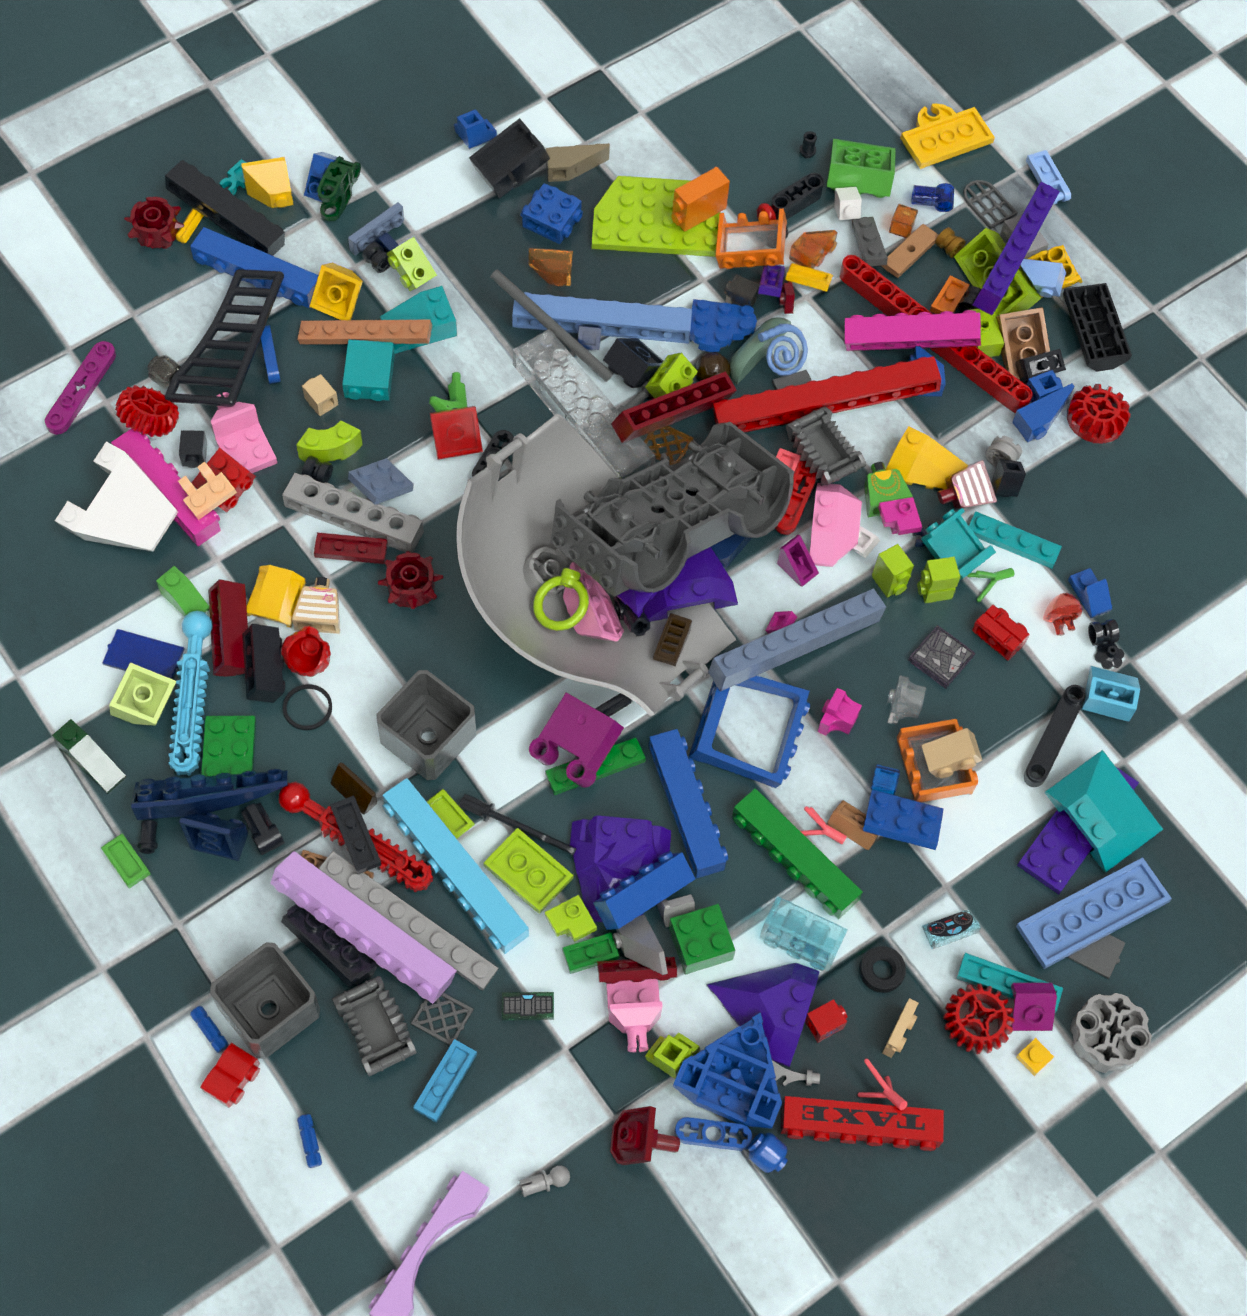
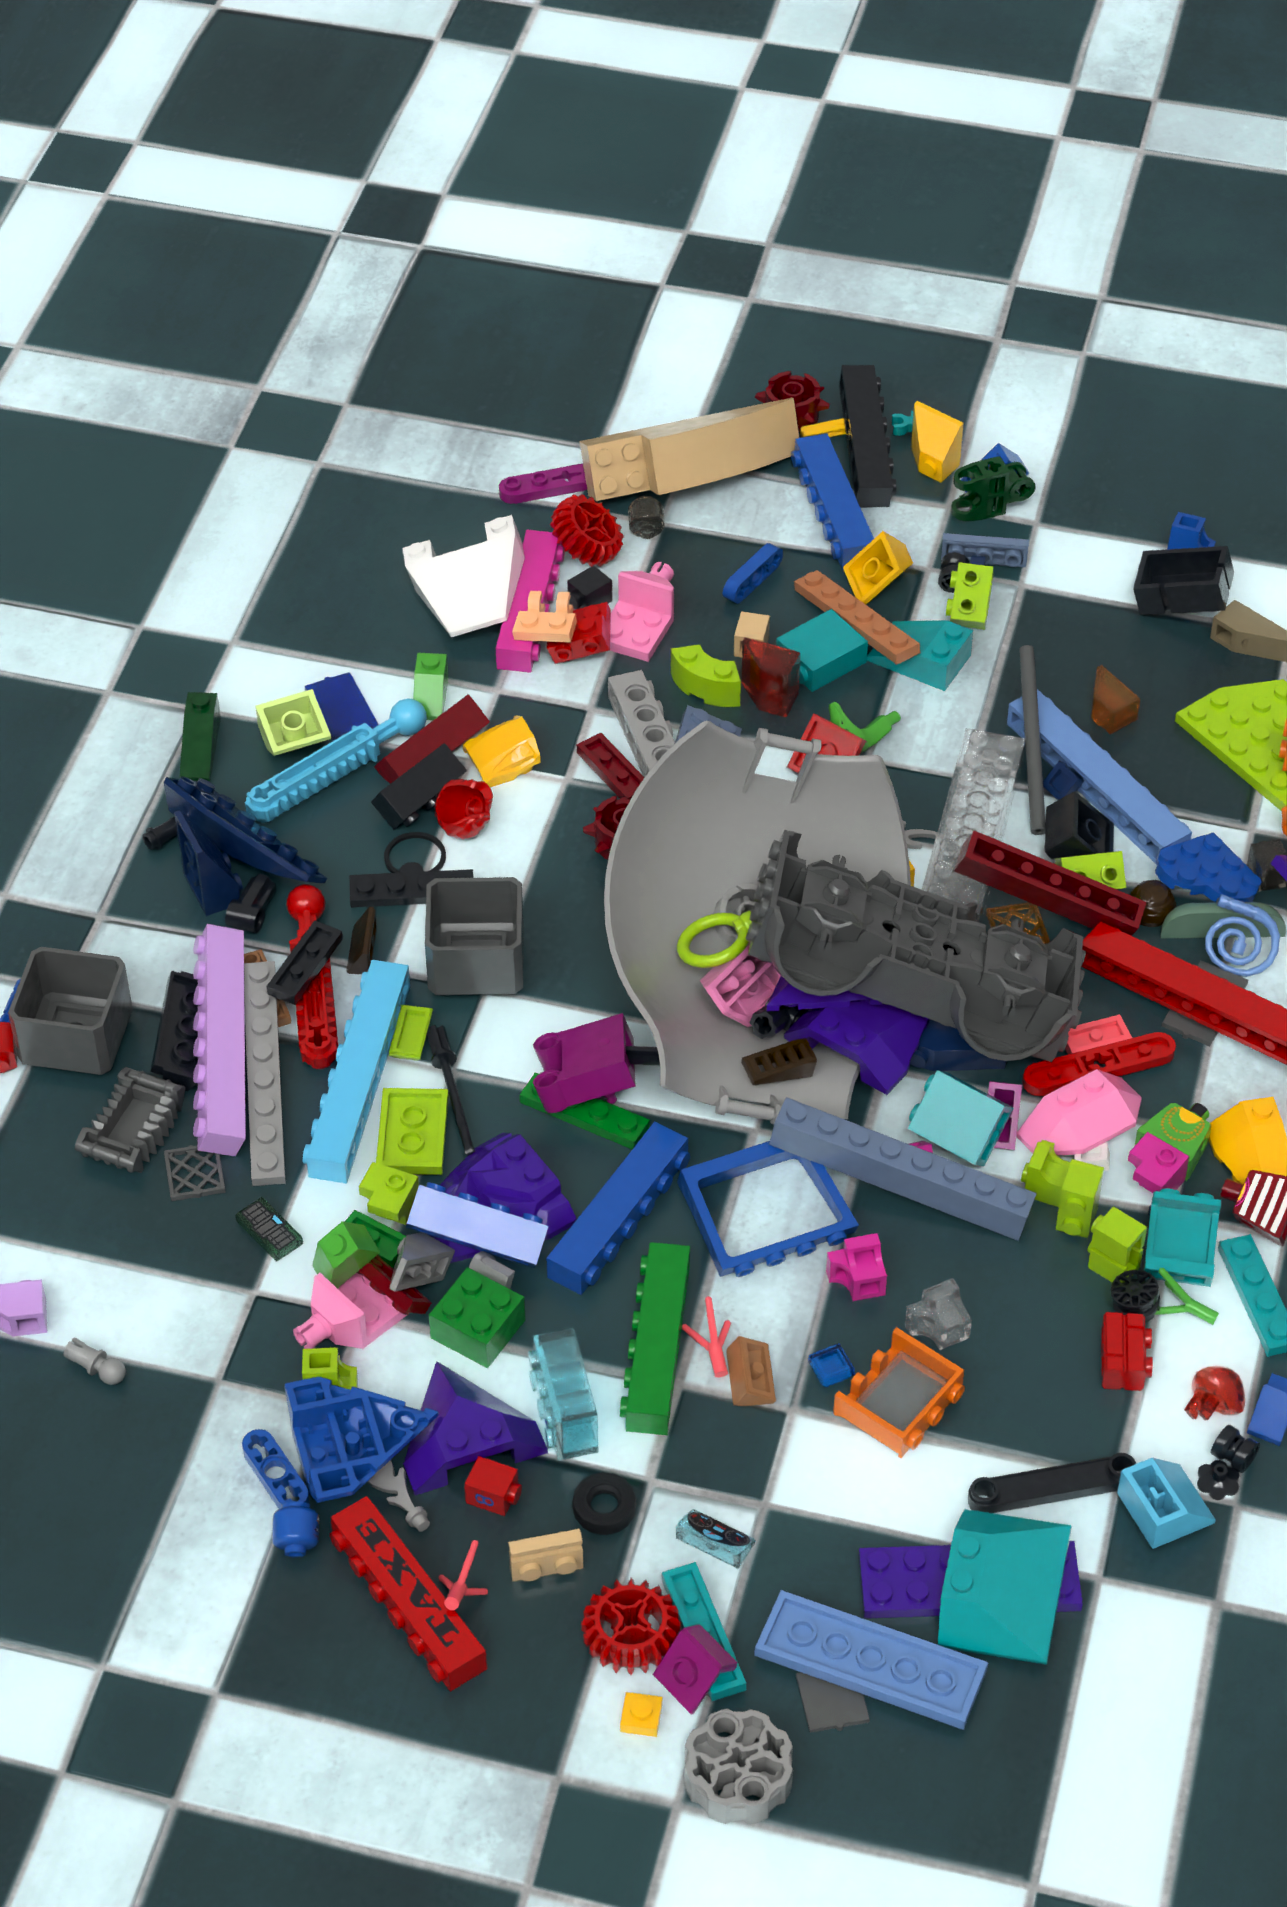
camera: 55 degrees right, 15 degrees down
(125, 861) = (124, 836): bright green tile -> none
(142, 310) = (689, 450): none -> tan slope
(218, 325) = (730, 544): black bar -> none
(228, 745) = (316, 825): green plate -> none
(317, 470) = (668, 688): black wheel -> none
(318, 608) = (522, 788): tan torso -> none
(334, 728) = (399, 888): none -> black hinge
(369, 412) = (770, 676): none -> clear red slope
(445, 1080) = (127, 1213): dark azure plate -> none
(552, 213) = (1170, 660): blue brick -> none
(612, 981) = (344, 1252): none -> bright green slope
(636, 1138) = (208, 1402): dark red piece -> none
(786, 582) = (959, 1117): none -> brick
(823, 447) = (1159, 1042): dark grey piece -> none
(856, 572) = (1045, 1173): none -> lime brick
(903, 819) = (796, 1406): blue plate -> none
(941, 656) = (1036, 1321): tile -> none
(952, 753) = (913, 1387): tan brick -> none
(971, 598) = (1136, 1295): none -> black wheel

